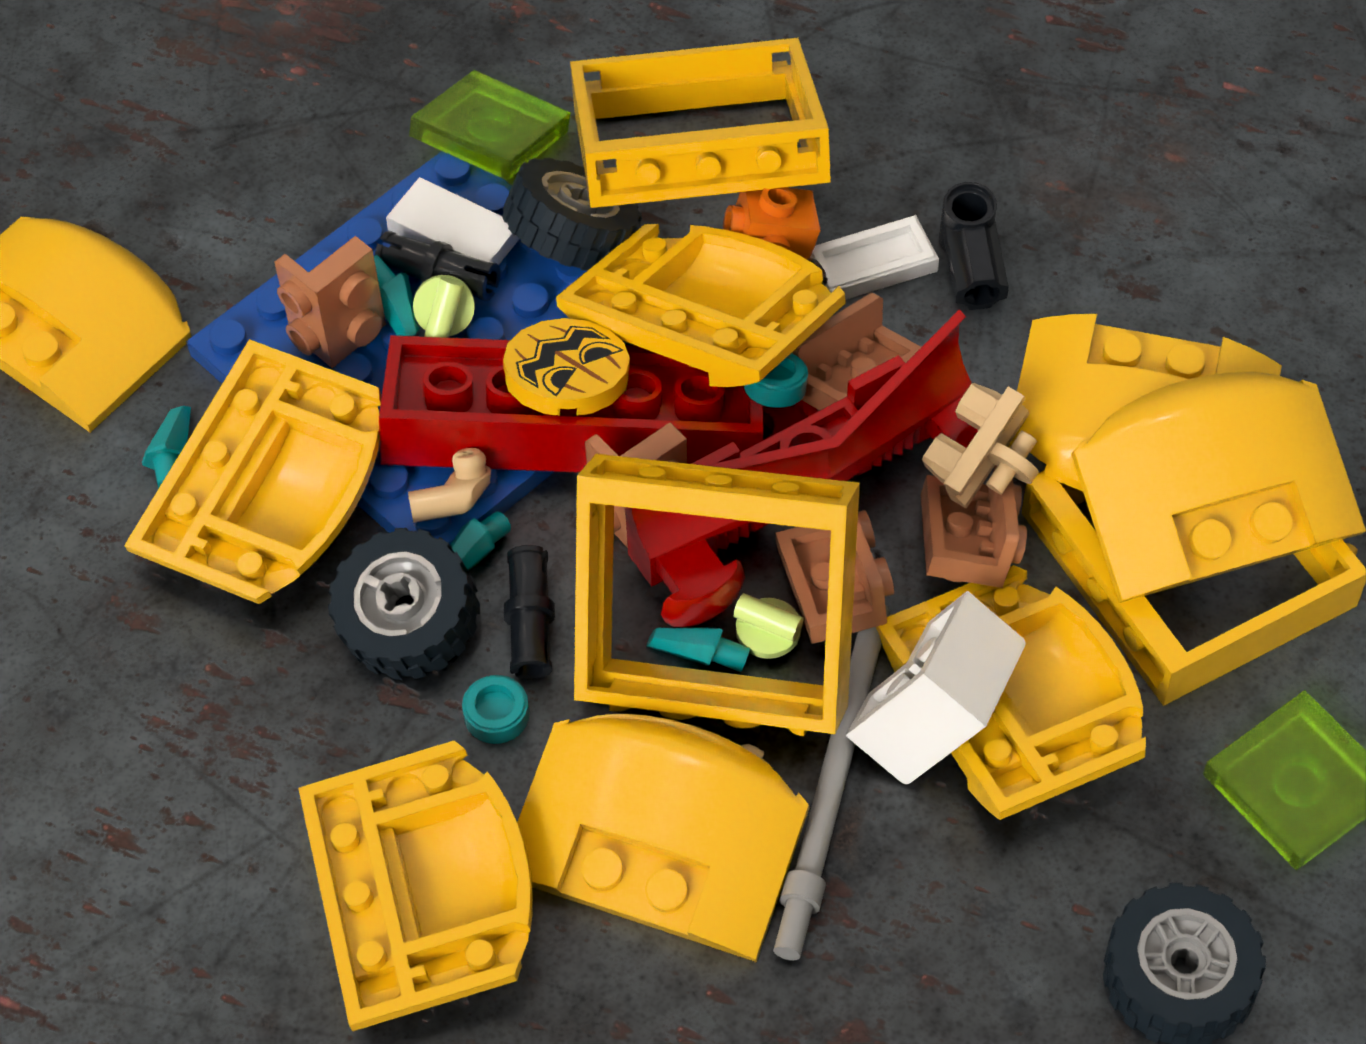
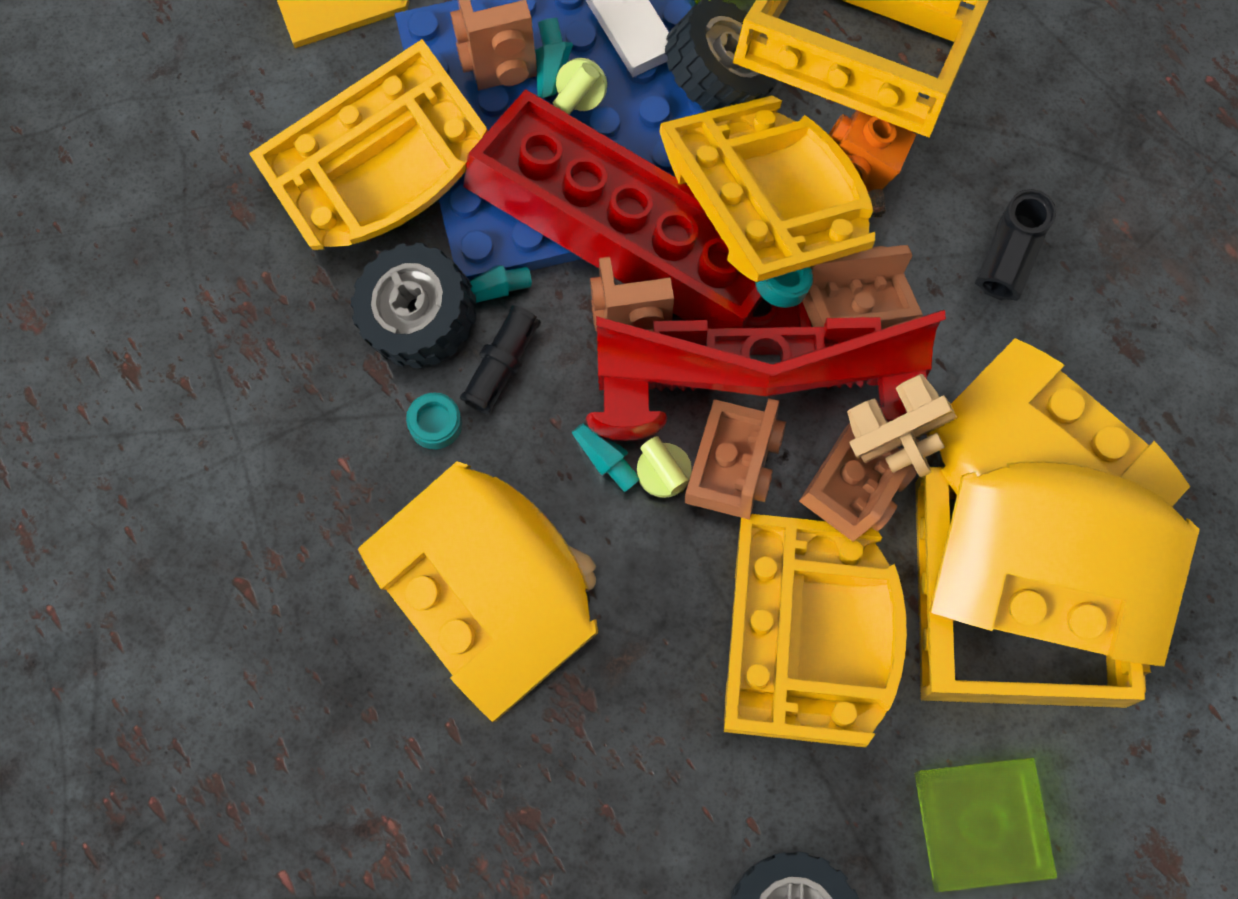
camera: 30 degrees right, 15 degrees up
(168, 442) = (338, 82): teal bar -> none
(418, 882) = (289, 529): yellow slope -> none
(427, 260) = (598, 47): black pin -> none
(458, 493) = (501, 241): tan arm -> none
(566, 366) = (631, 185): yellow tile -> none
(717, 493) = (659, 380): yellow window -> none
(804, 886) = (559, 689): light grey bar -> none
(877, 257) = (935, 212): white tile -> none
(940, 692) = (750, 605): white panel -> none

